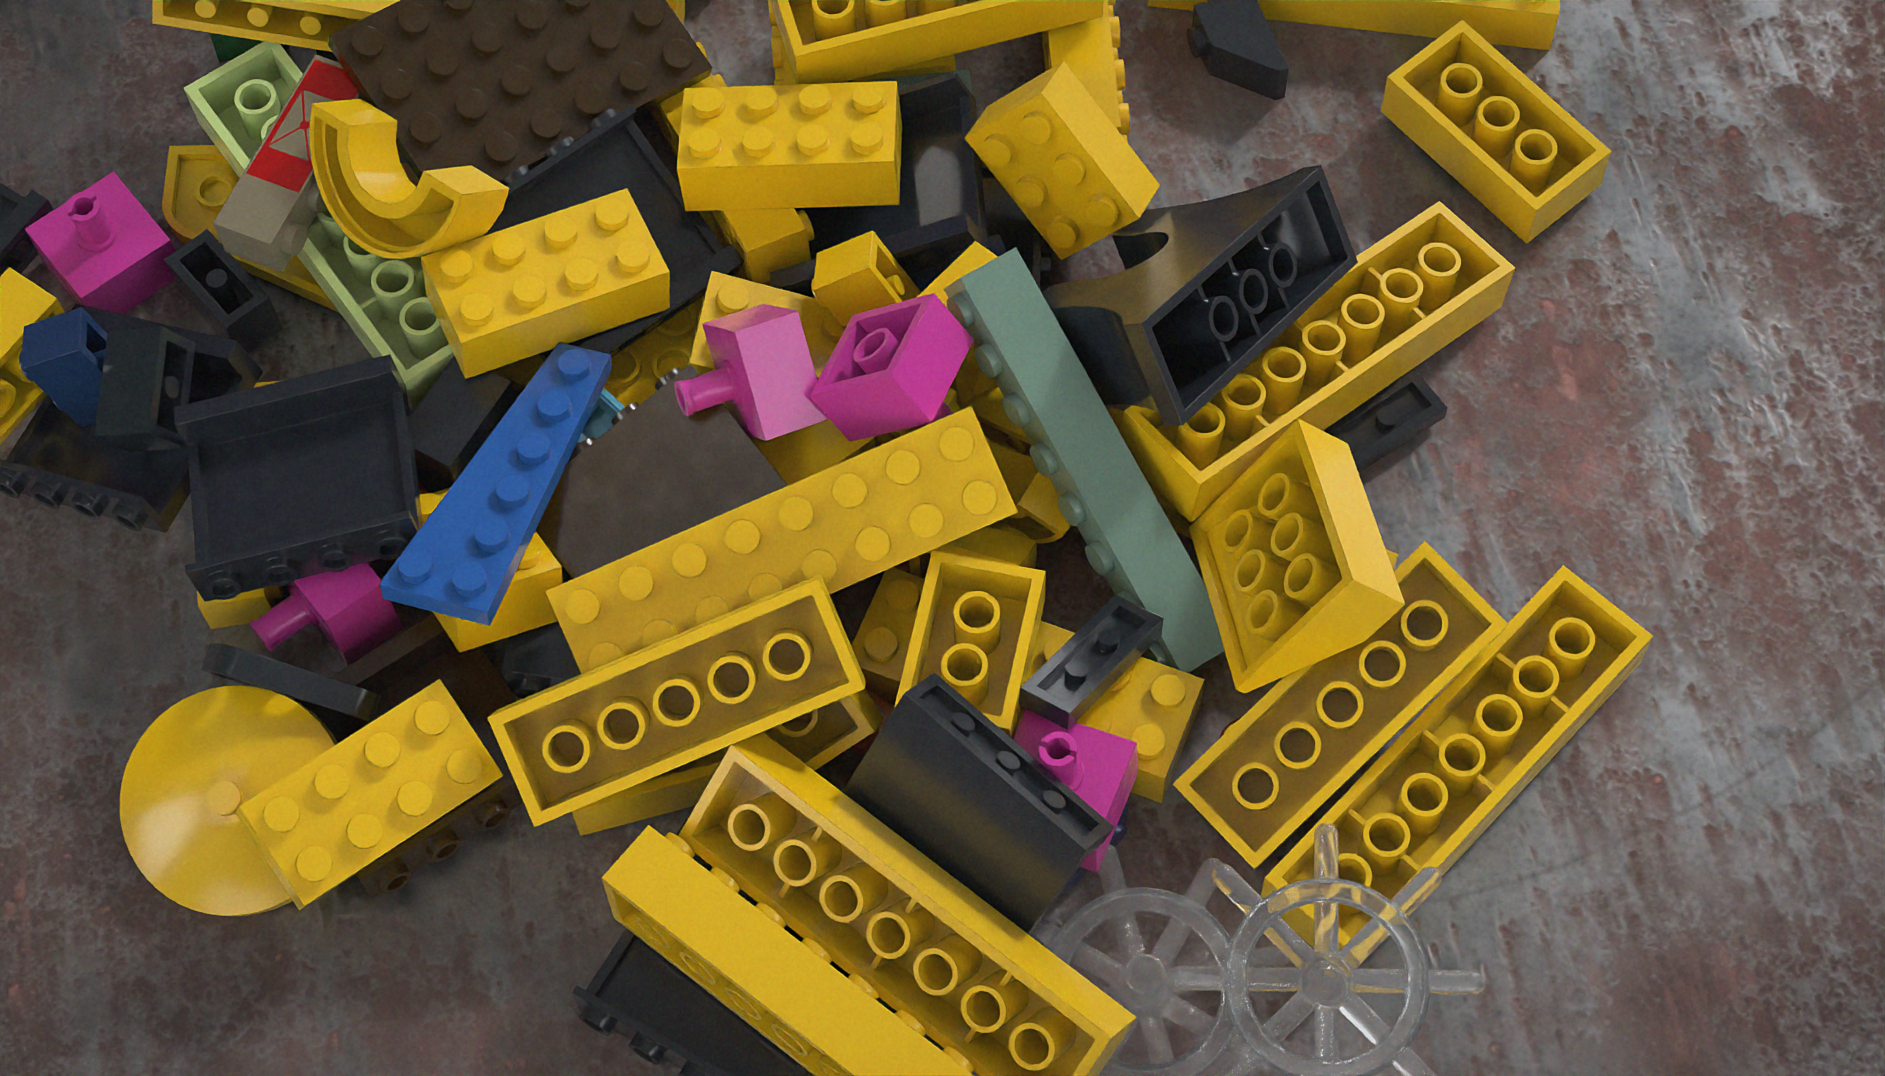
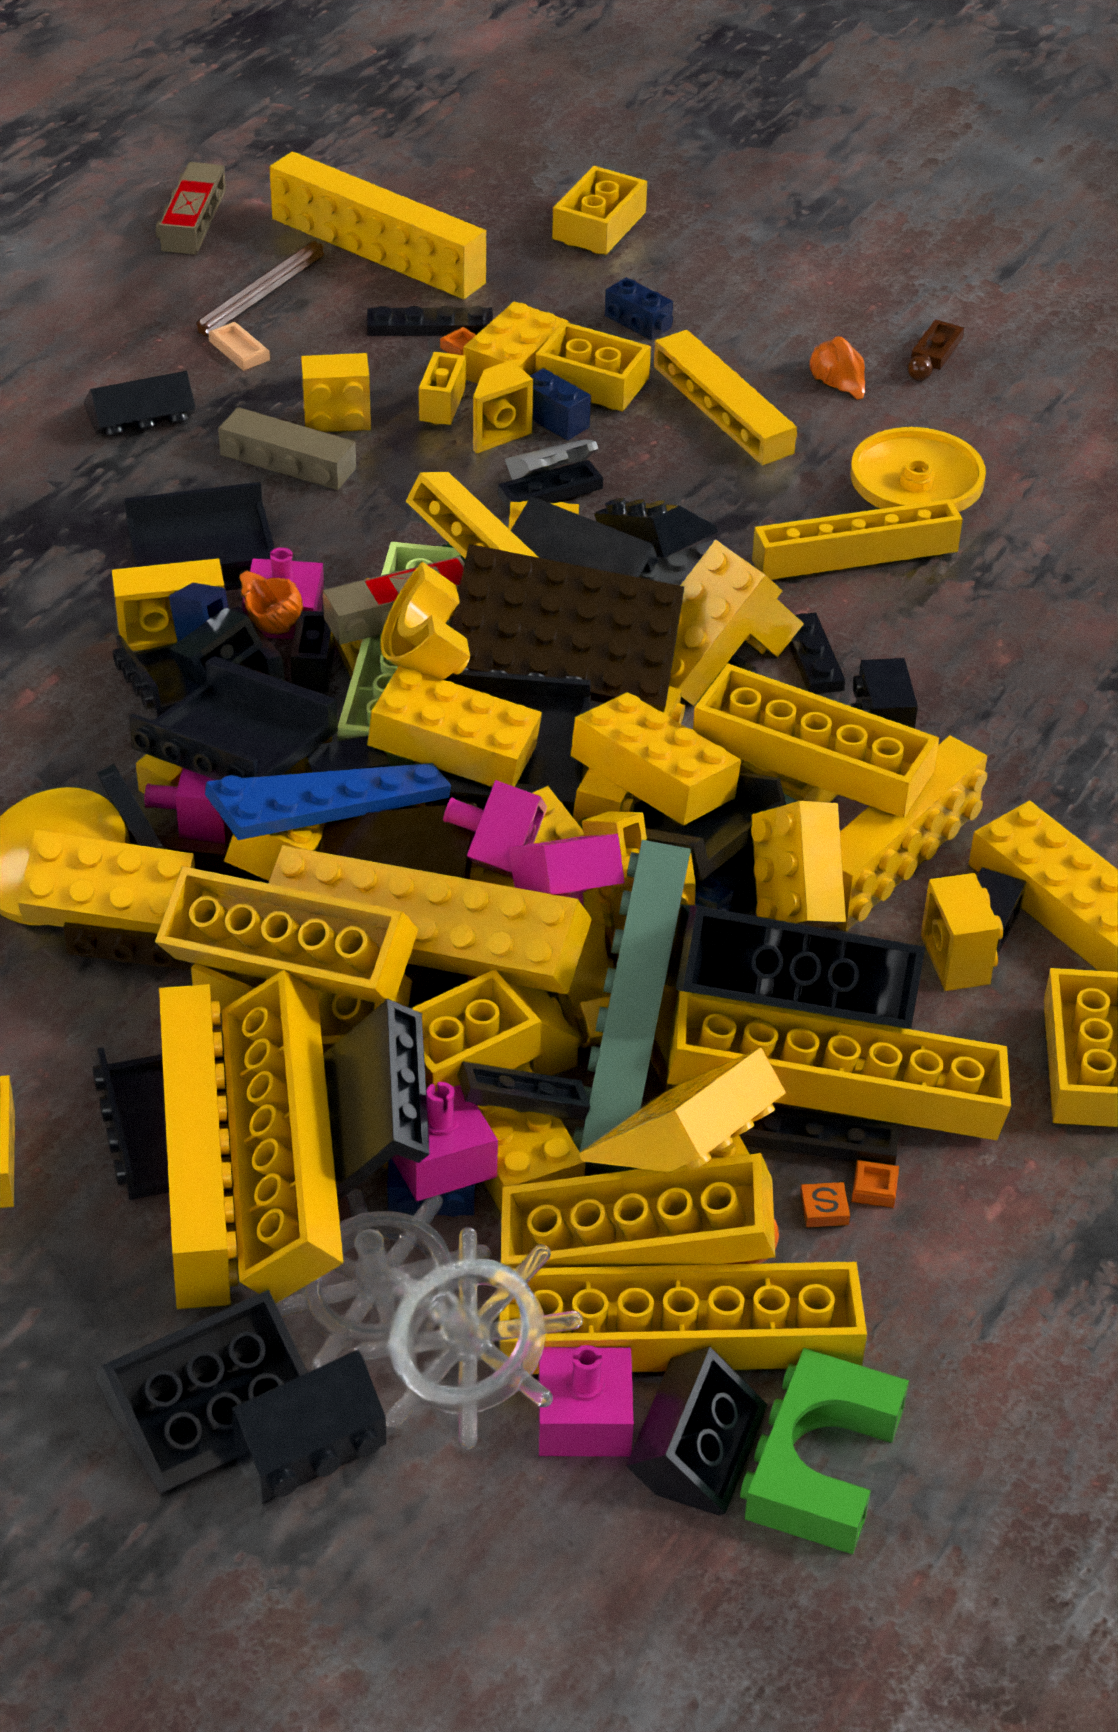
camera: 40 degrees right, 20 degrees down
(133, 275) = (271, 602): none -> orange hair
(1252, 99) = (961, 931): none -> yellow brick
(1429, 515) = (825, 1204): none -> orange tile
(1446, 452) = (875, 1184): none -> orange tile
(1476, 926) = (589, 1403): none -> dark pink brick
(1588, 872) = (697, 1432): none -> black slope
(1714, 857) = (819, 1395): none -> bright green arch

